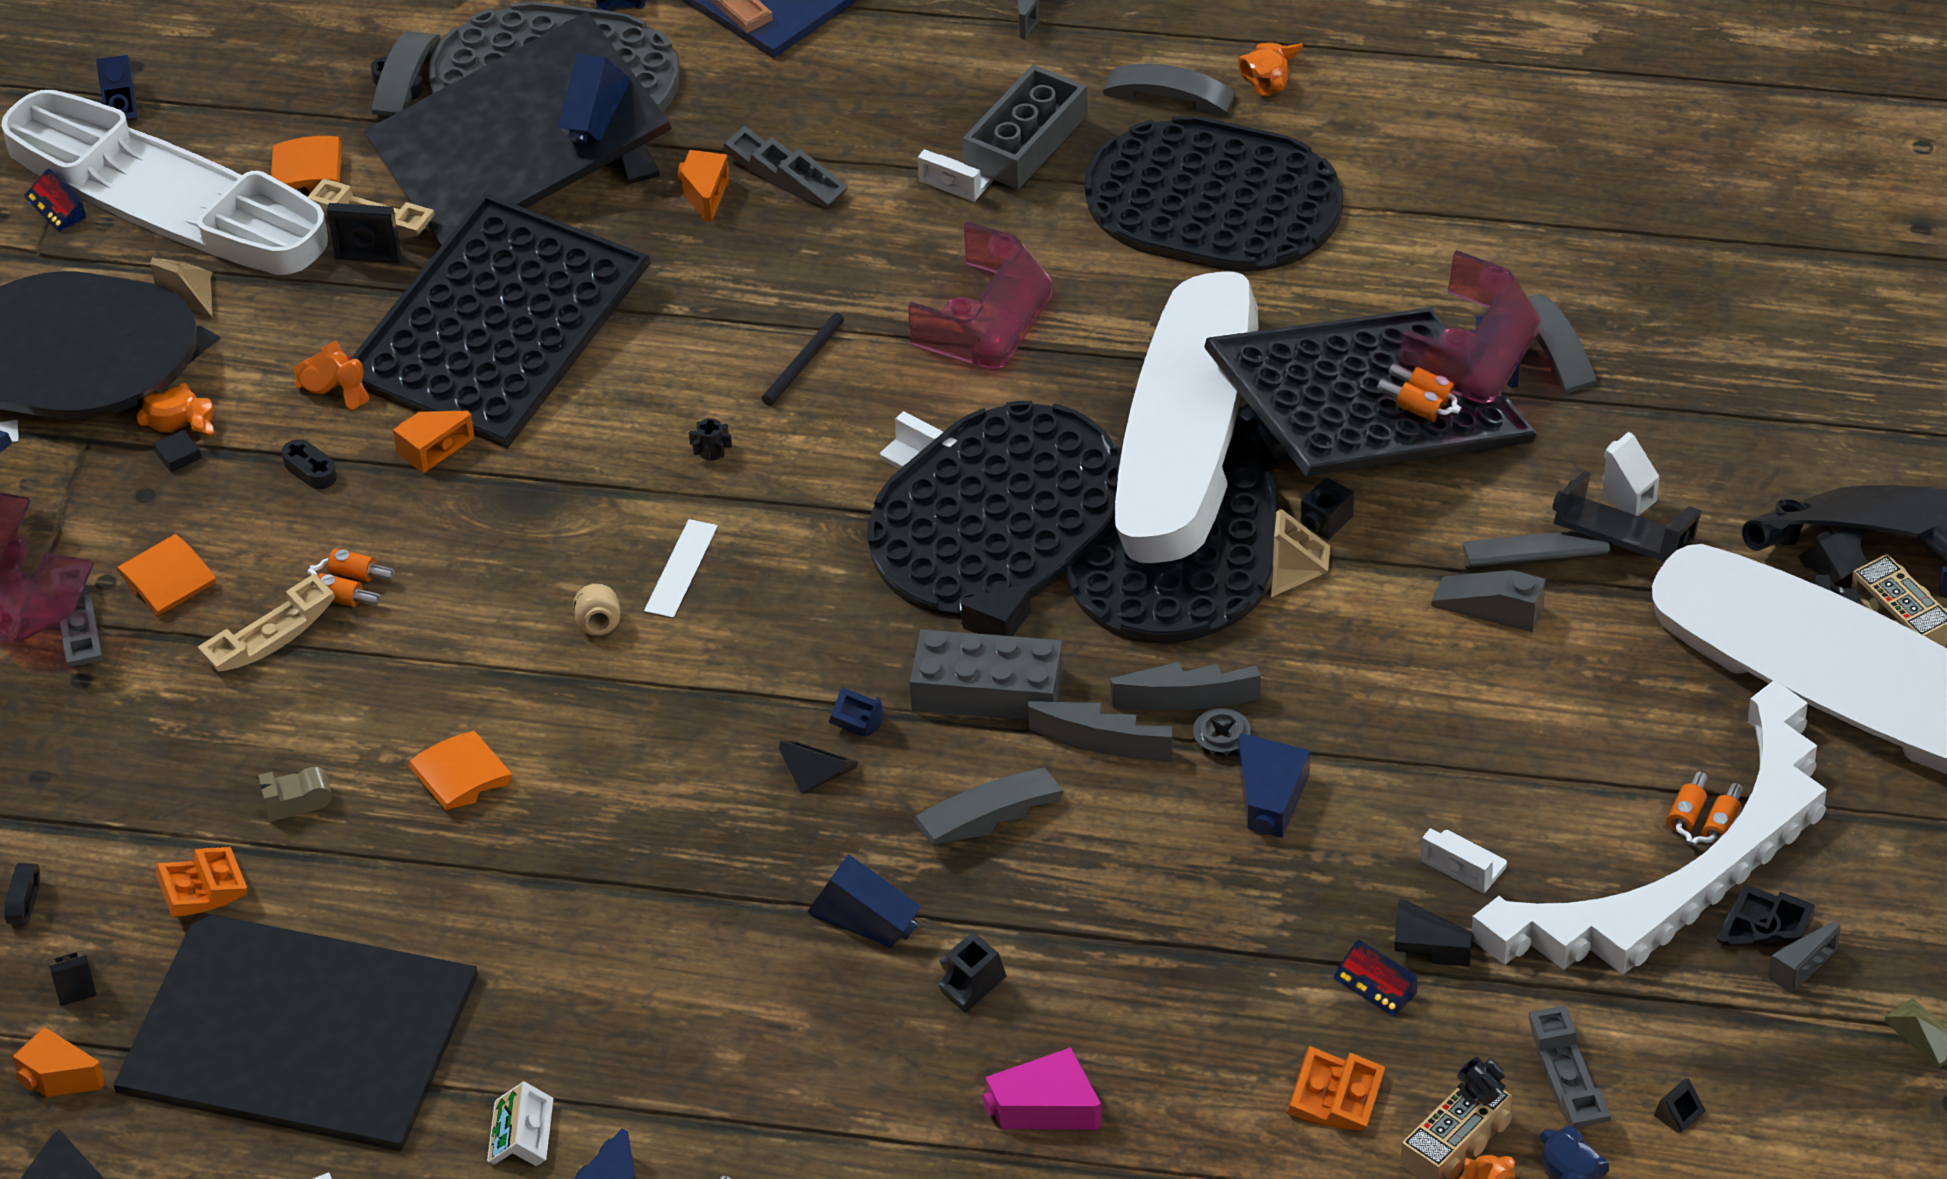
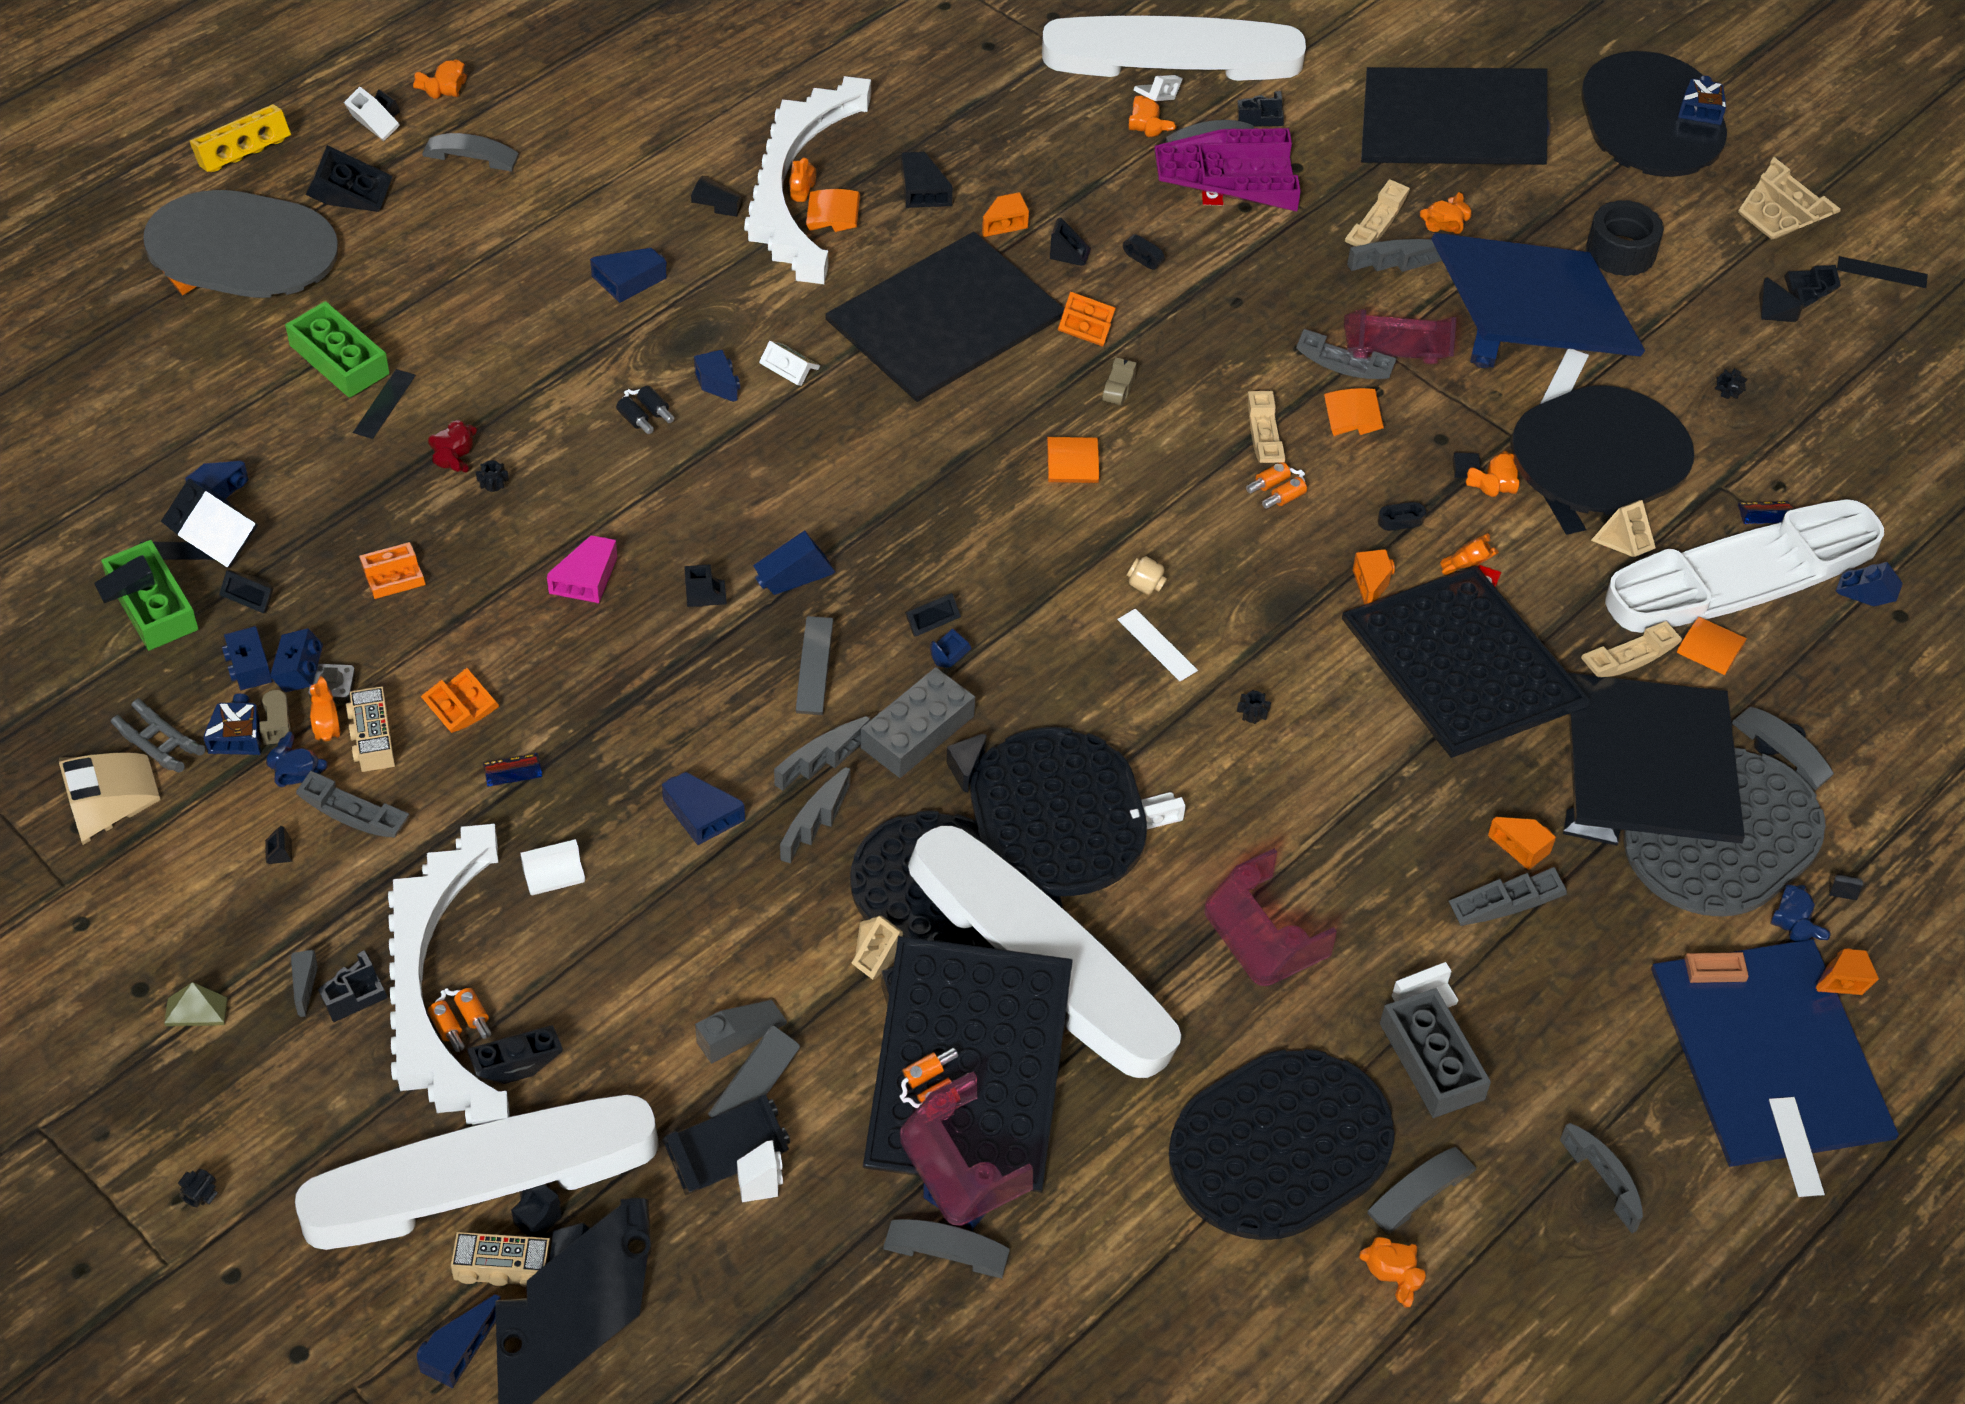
camera: 120 degrees right, 5 degrees up
(364, 232) = (1598, 623): black tile -> none
(591, 97) = (1629, 778): dark blue slope -> none
(802, 359) = (1299, 803): black bar -> none
(1223, 721) = (756, 812): dark grey gear -> none
(1430, 934) = (516, 812): black slope -> none
(1481, 1081) = (370, 731): black gear -> none
(1703, 724) = (516, 1056): none -> black slope

